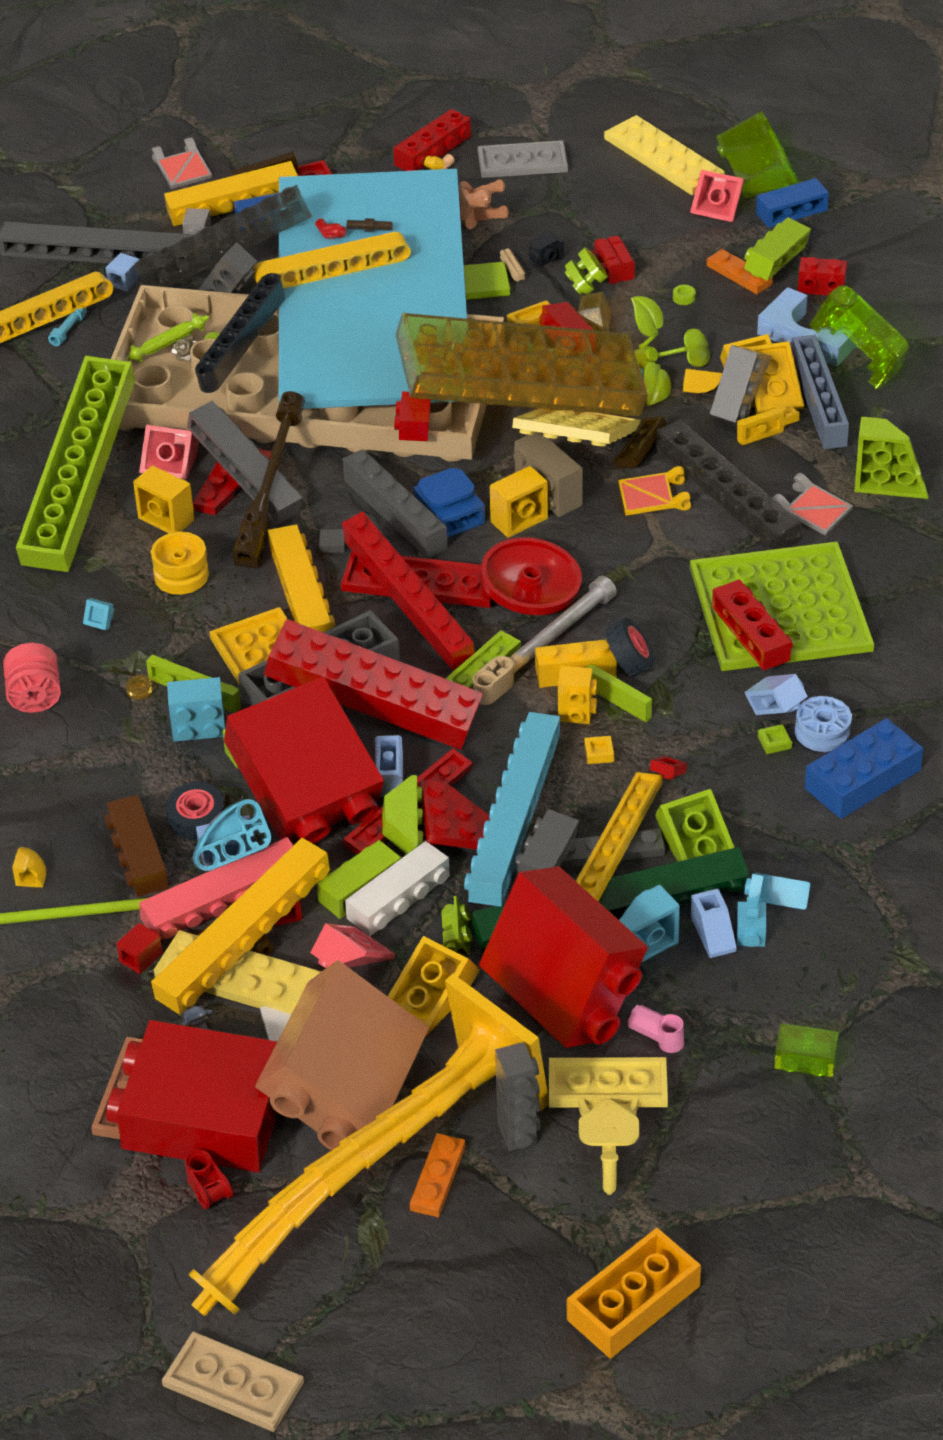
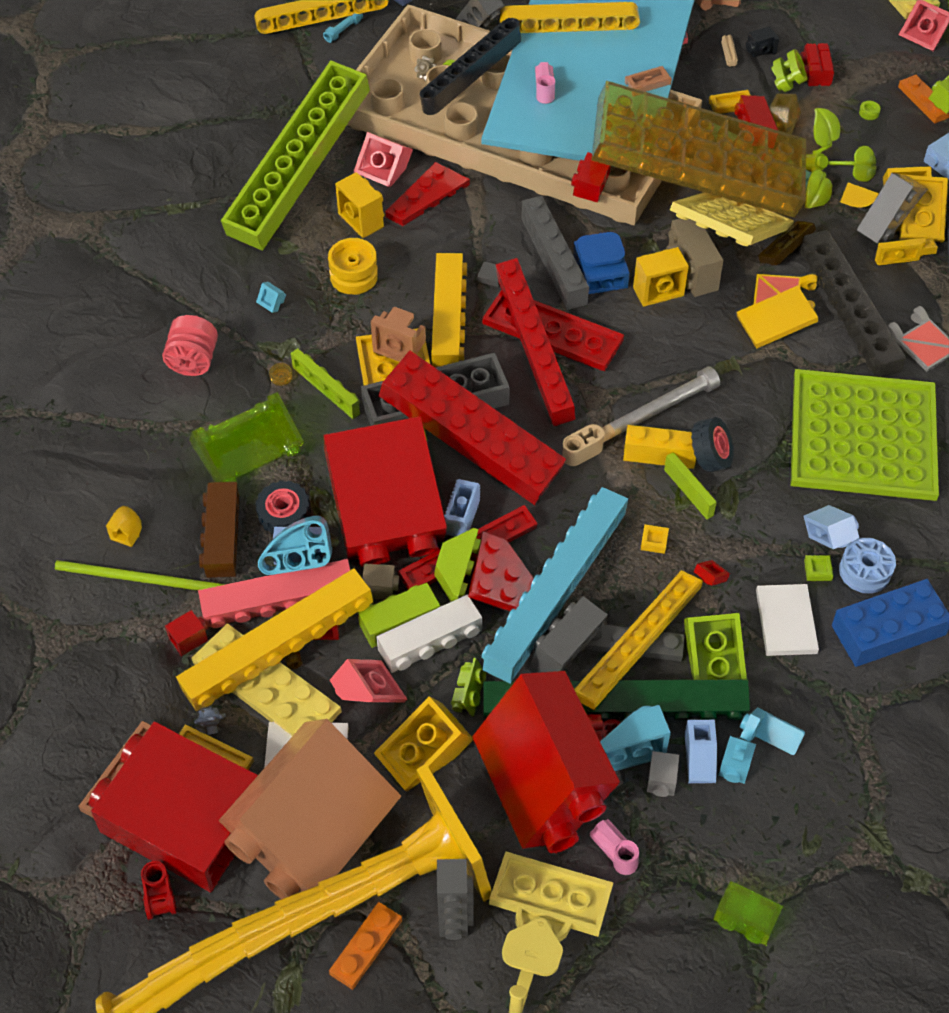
camera: 15 degrees right, 10 degrees up
(132, 754) = (247, 440): none -> clear neon green windscreen
(167, 337) = (413, 56): lime wheel -> none
(196, 709) = (315, 409): medium azure brick -> none
(242, 459) = (438, 185): dark grey brick -> none
(256, 523) = (423, 253): dark brown bar -> none
(257, 617) = (393, 337): none -> nougat panel
(329, 332) = (545, 83): none -> bright pink piece
(336, 851) = (381, 580): none -> dark tan brick
(442, 306) = (649, 79): none -> nougat tile
(486, 280) = (701, 60): lime tile -> none
(499, 645) = (599, 414): lime plate -> none
(530, 576) = (648, 351): red dish -> none
(575, 694) = (649, 480): yellow brick -> none
(654, 515) = (777, 316): none -> yellow tile
(681, 953) = (663, 774): none -> light grey brick
(752, 624) = (830, 450): red brick -> none
(758, 792) = (787, 620): none -> white tile

